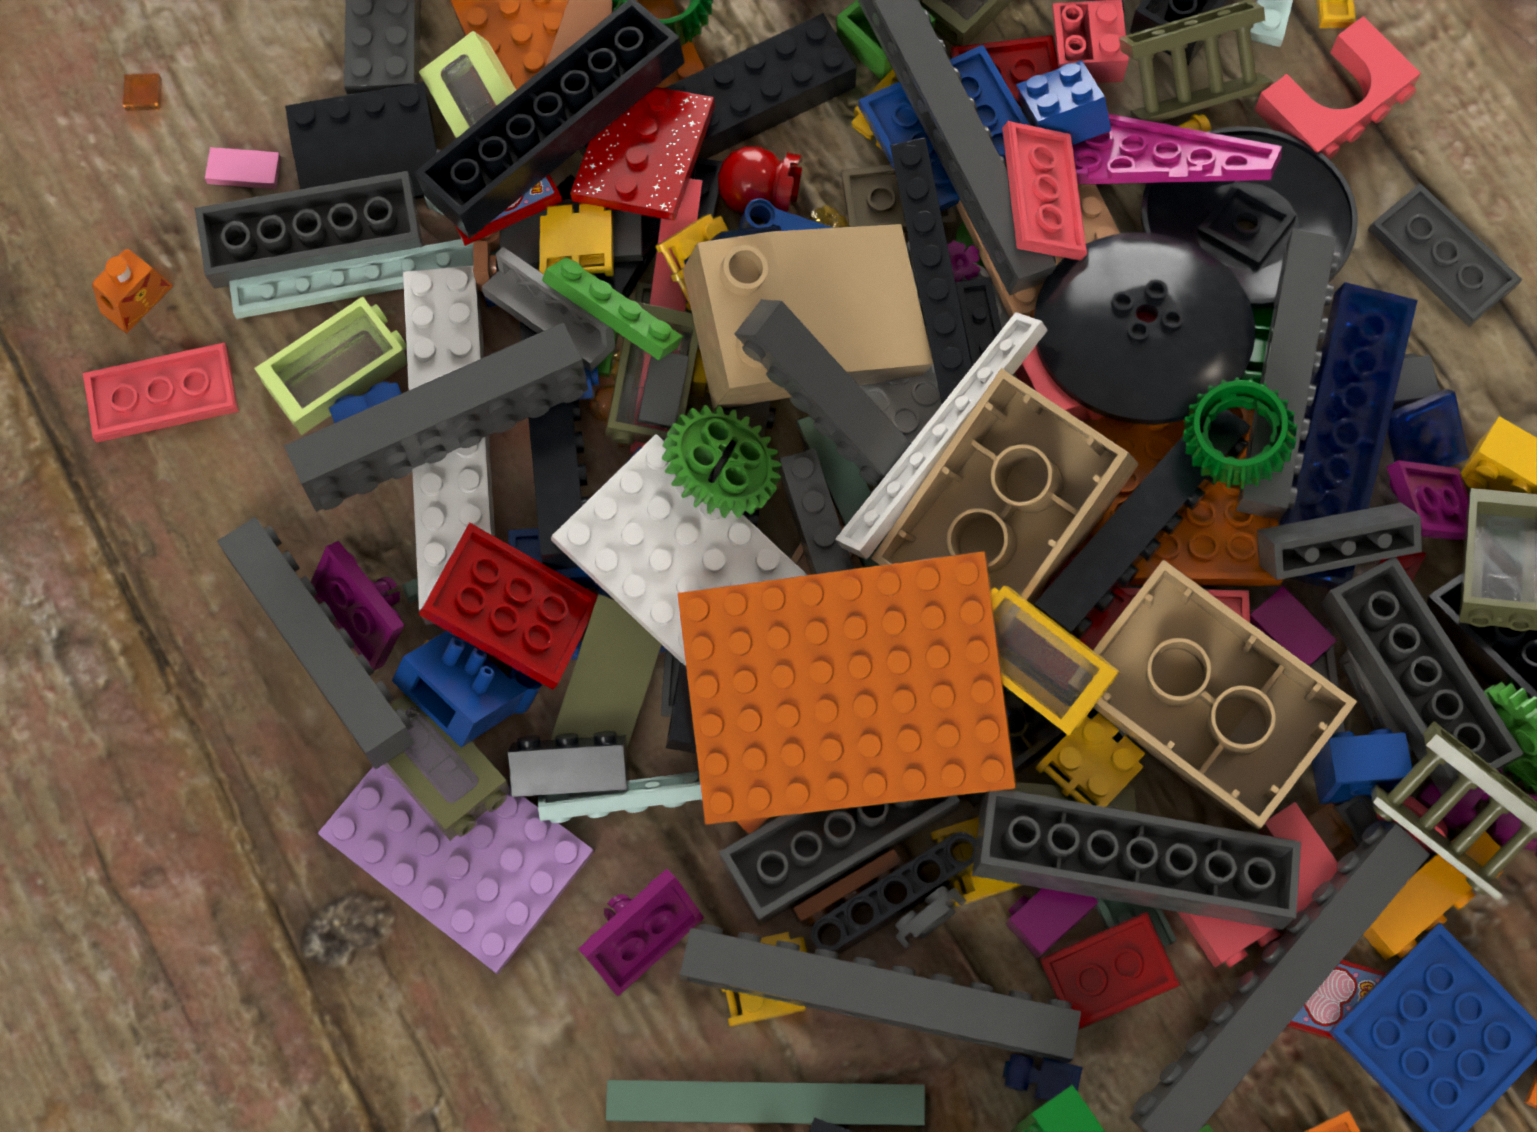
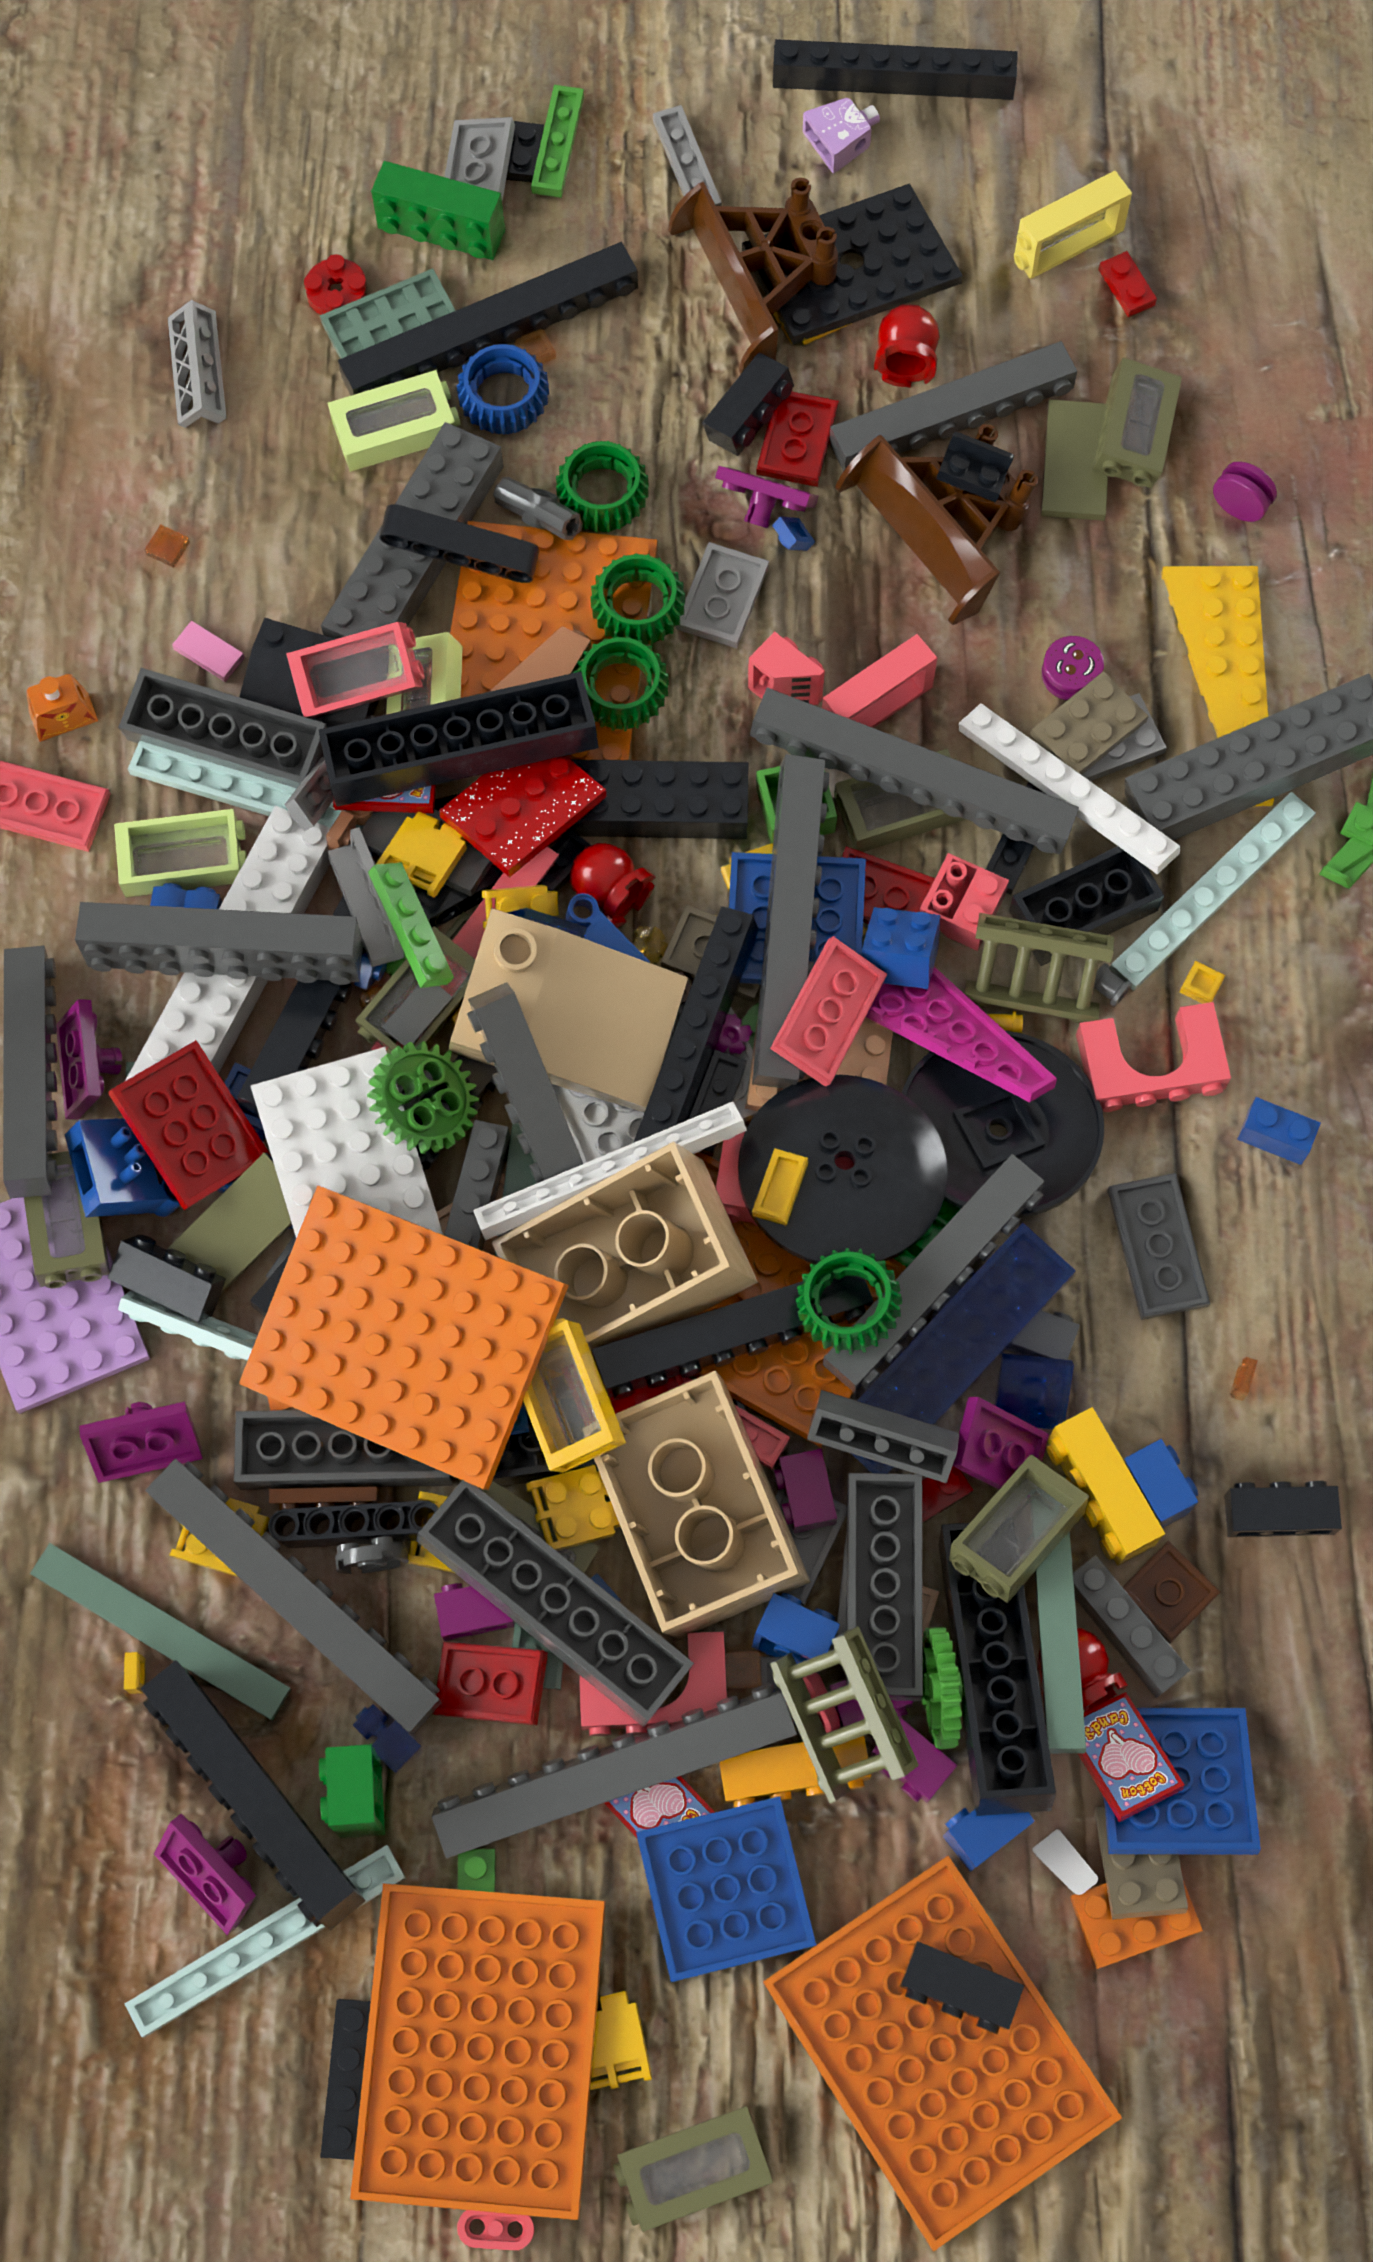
camera: 30 degrees right, 0 degrees up
(408, 106) = (356, 669): none -> piece
(436, 240) = (311, 797): none -> light grey plate
(1106, 366) = (780, 1186): none -> yellow tile
(1266, 50) = (1111, 985): none -> dark grey bush
(1486, 99) = (1278, 1131): none -> blue brick

